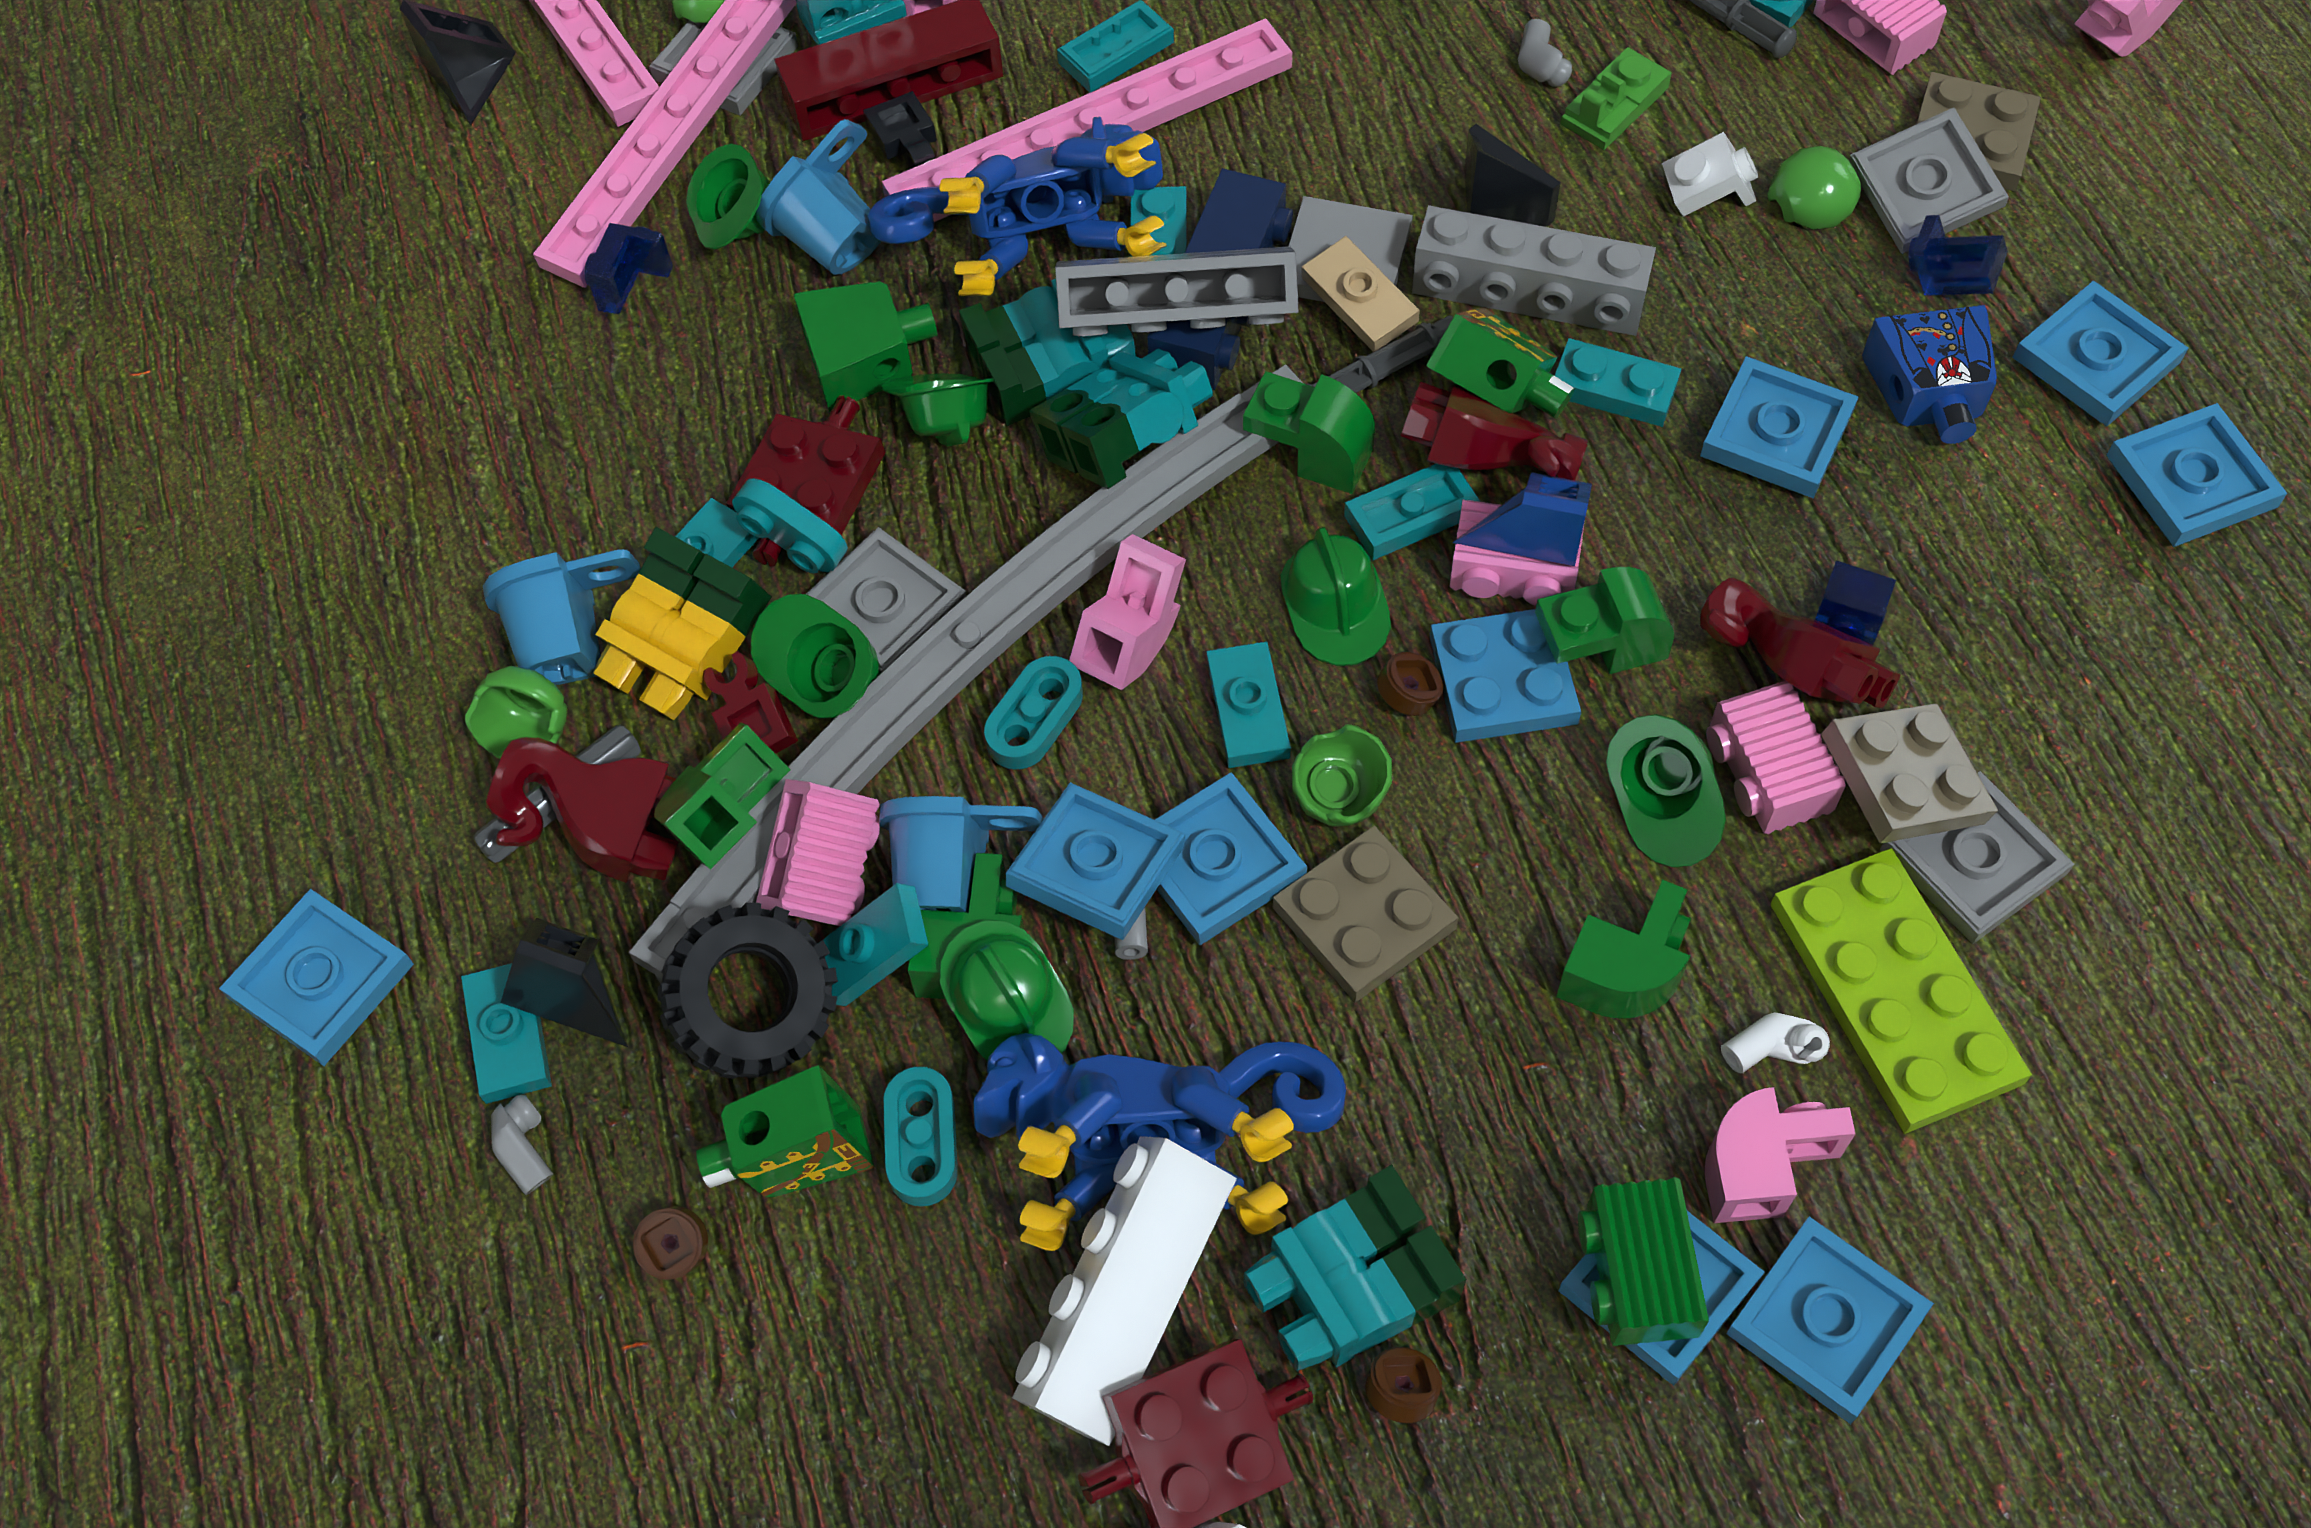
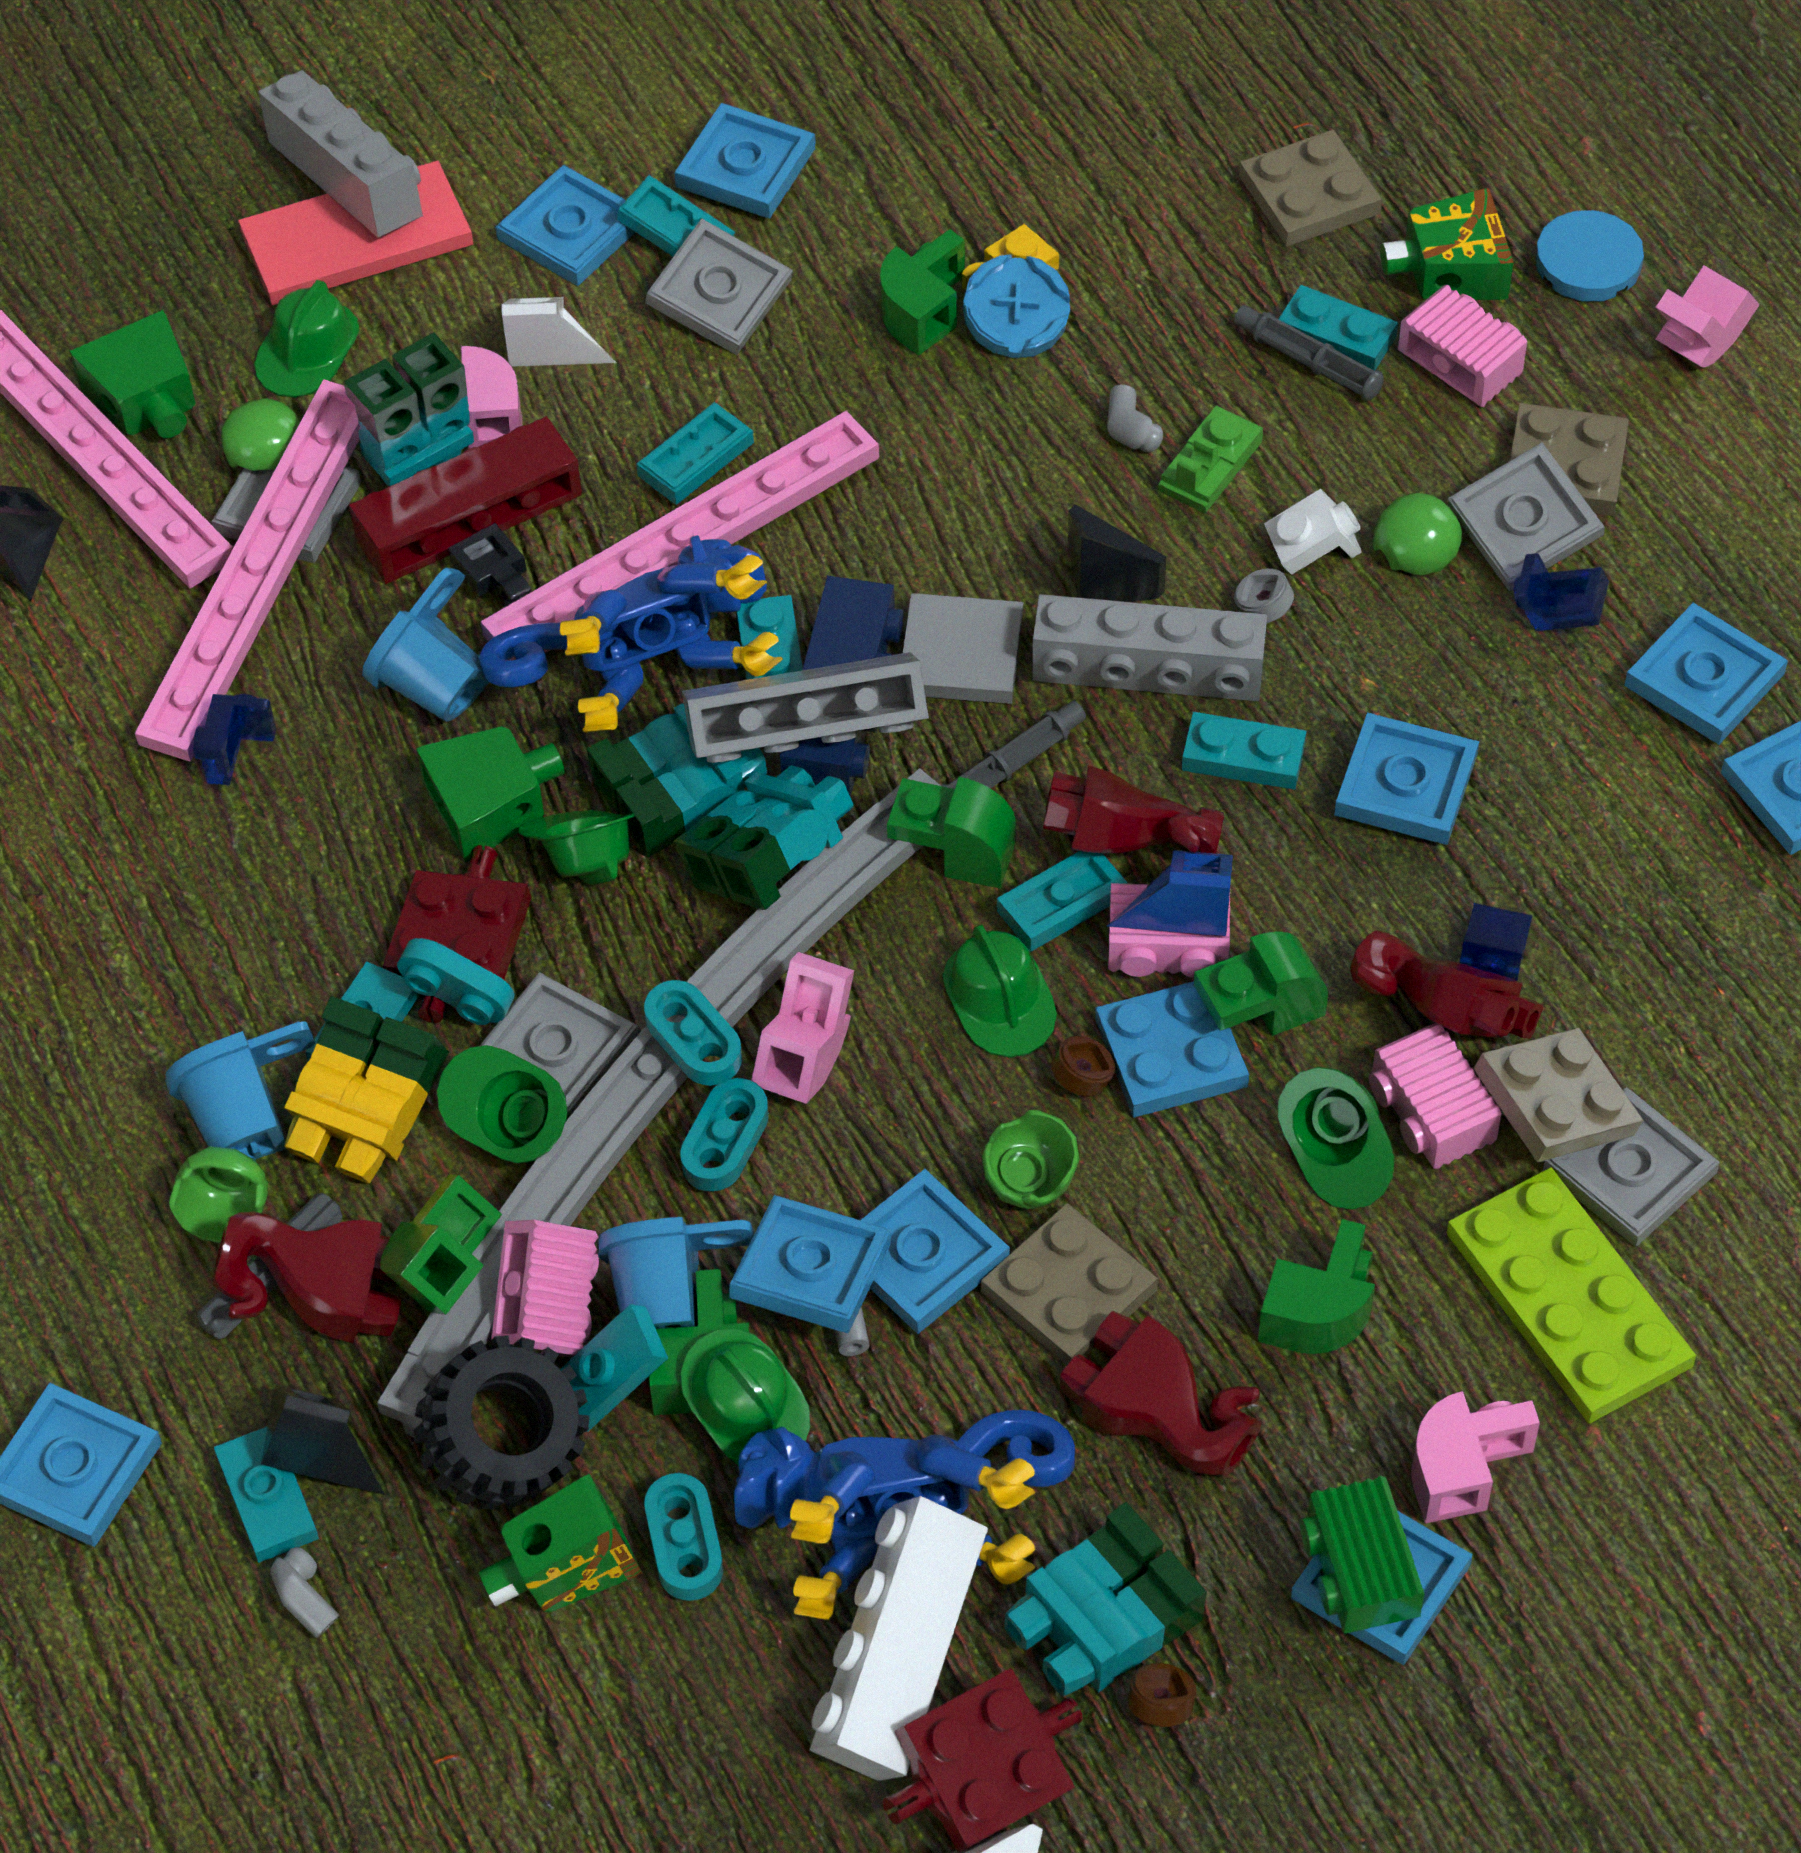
camera: 10 degrees left, 5 degrees down
(670, 1242) = (465, 1660): reddish brown tile -> none
(726, 196) = (325, 654): green piece -> none
(750, 705) = (445, 1158): dark red plate -> none
(1017, 608) = (696, 1036): none -> teal plate
(1248, 705) = (930, 1104): teal plate -> none
(1360, 294) = (982, 689): tan plate -> none
(1438, 1044) = (1154, 1394): none -> dark red hips
(1478, 358) = (1108, 741): green torso -> none
(1656, 228) = (1264, 593): none -> light grey tile
(1776, 1037) = (1464, 1351): white arm -> none
(1830, 1319) = (1535, 1589): dark azure plate -> none
(1934, 368) = (1549, 705): blue torso -> none

